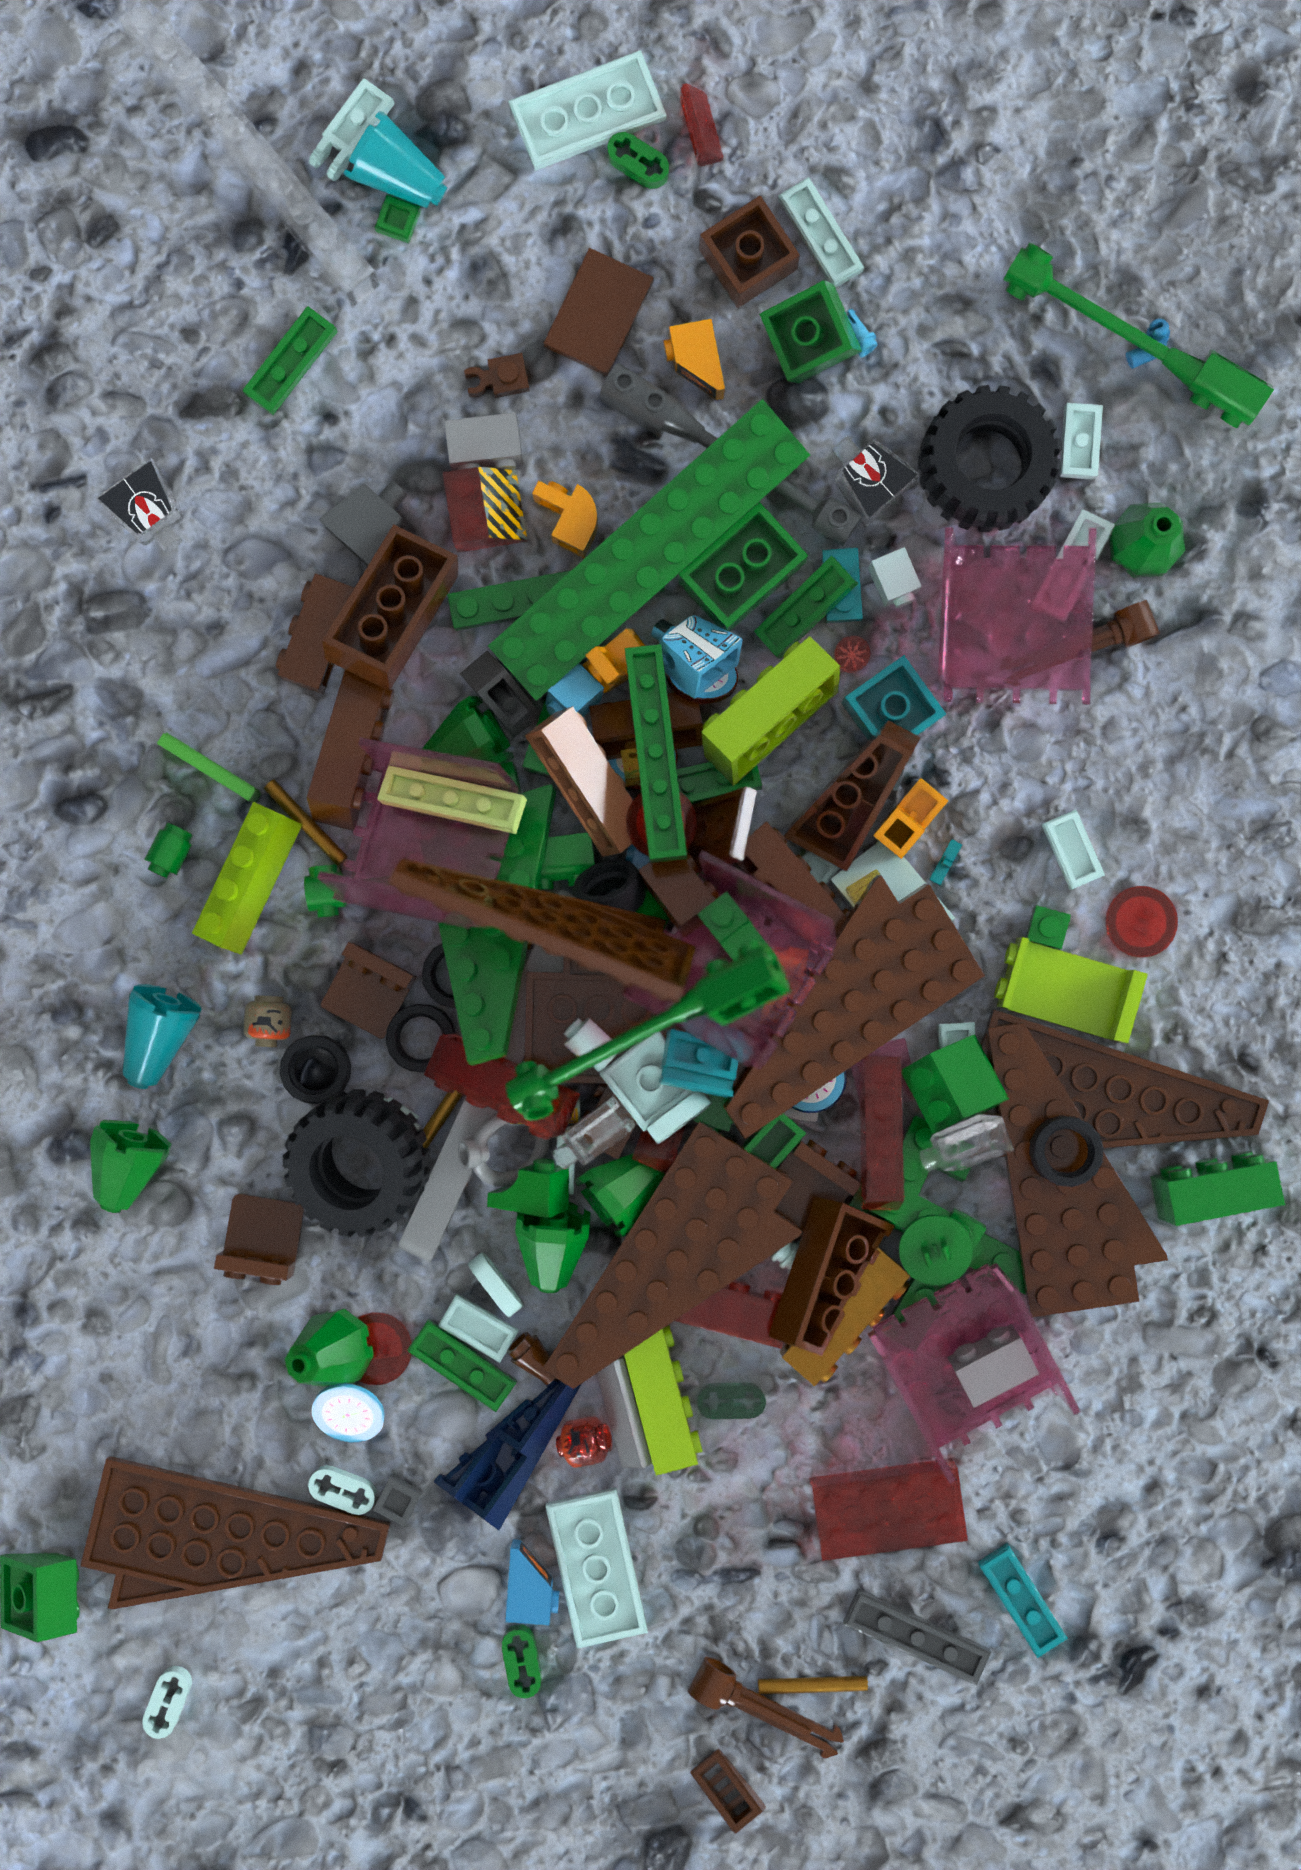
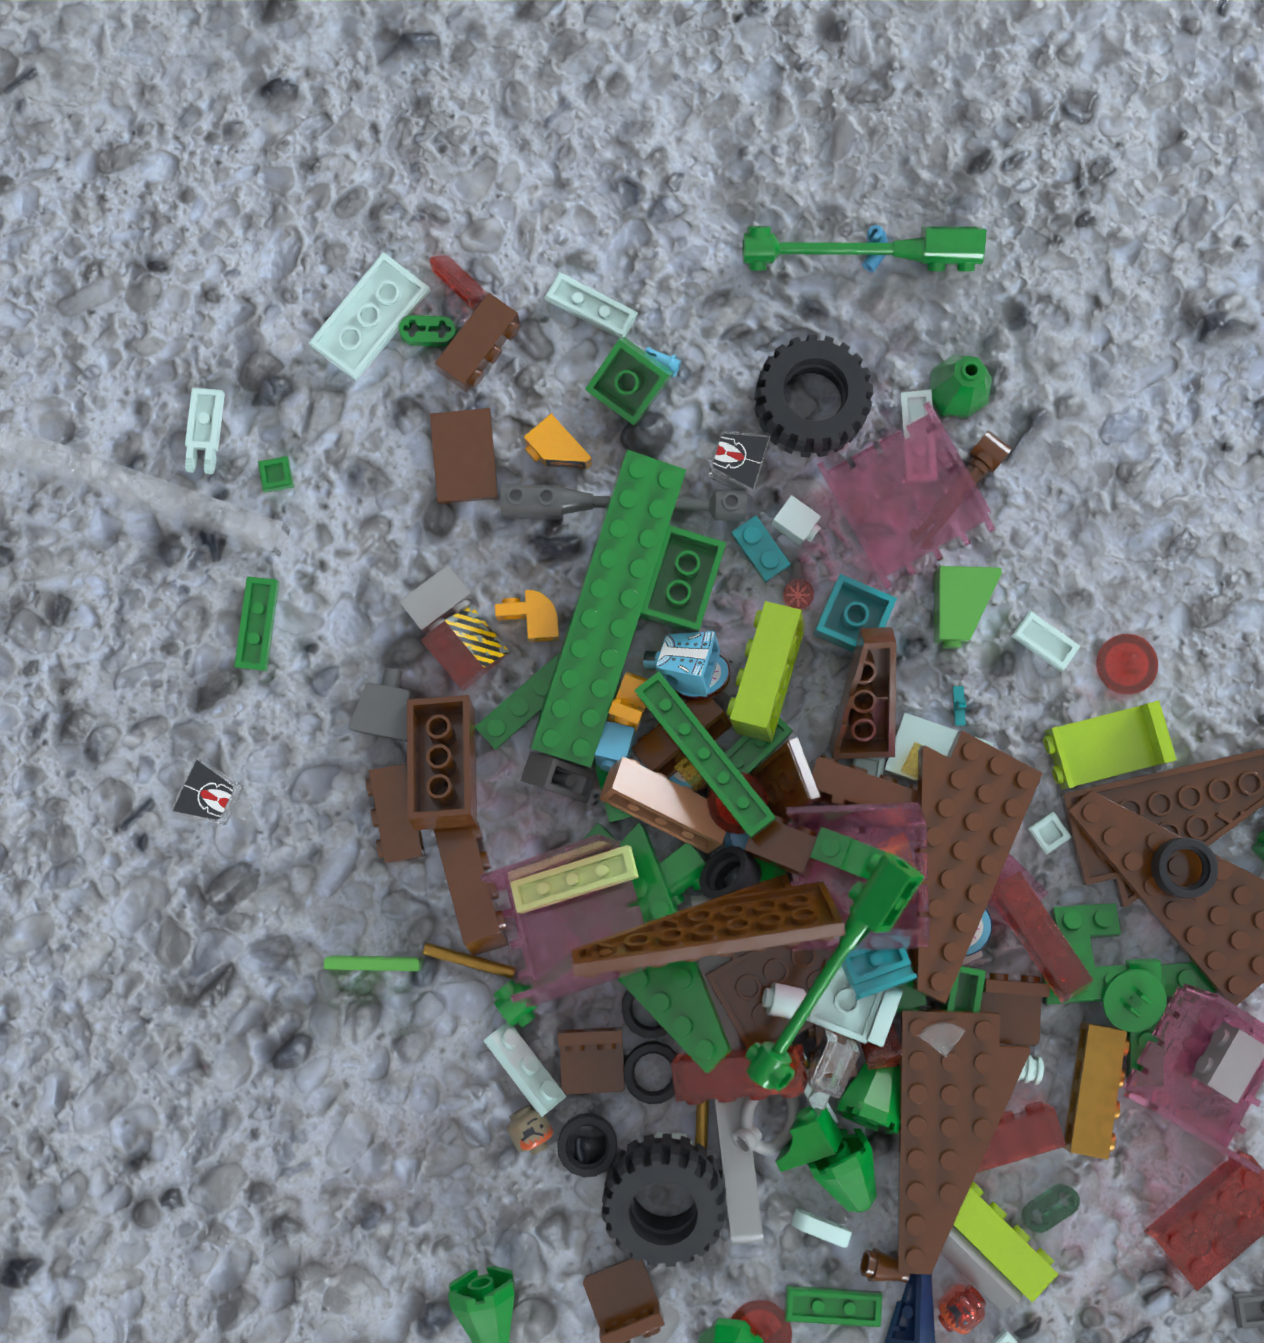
camera: 30 degrees left, 5 degrees down
(155, 1032) = (450, 1191): teal cone -> none
(168, 850) = (378, 1045): green brick -> none
(247, 878) = (451, 1031): lime brick -> none
(297, 958) = (525, 1068): none -> light aqua plate
(395, 165) = (253, 437): teal cone -> none
(471, 734) = (556, 824): green cone -> none
(478, 1327) = (828, 1269): light aqua tile -> none
(505, 376) = (422, 542): reddish brown plate -> none
(681, 202) = (478, 343): none -> reddish brown brick
(722, 1167) = (942, 1036): none -> clear tile
(749, 251) = (549, 349): reddish brown brick -> none
(806, 606) = (745, 580): green plate -> none
(826, 1273) = (1066, 1070): reddish brown wedge -> none
(910, 818) = (915, 692): light orange brick -> none
(954, 1084) = (1071, 867): green slope -> none
(967, 1144) = (1115, 900): clear torso -> none
(1011, 757) = (960, 601): none -> bright green slope
(1048, 927) = (1063, 709): green plate -> none
(1081, 441) = (869, 344): light aqua plate -> none

